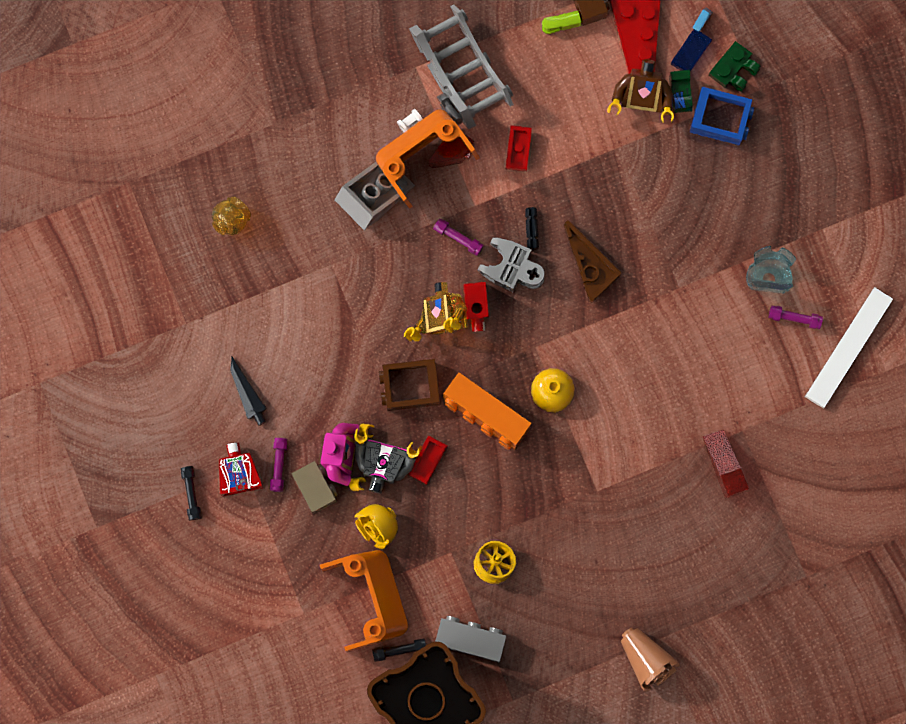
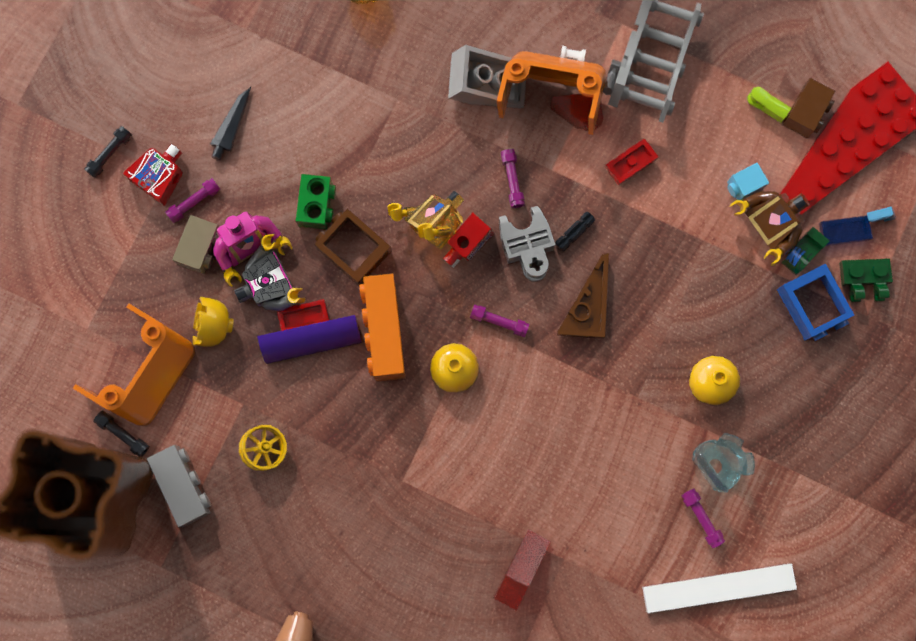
camera: 45 degrees right, 0 degrees up
(351, 386) = (308, 201): none -> green brick
(448, 468) = (309, 339): none -> dark purple brick
(564, 323) = (478, 314): none -> magenta bar
(601, 86) = (747, 182): none -> medium azure brick
(713, 228) = (714, 380): none -> yellow cylinder

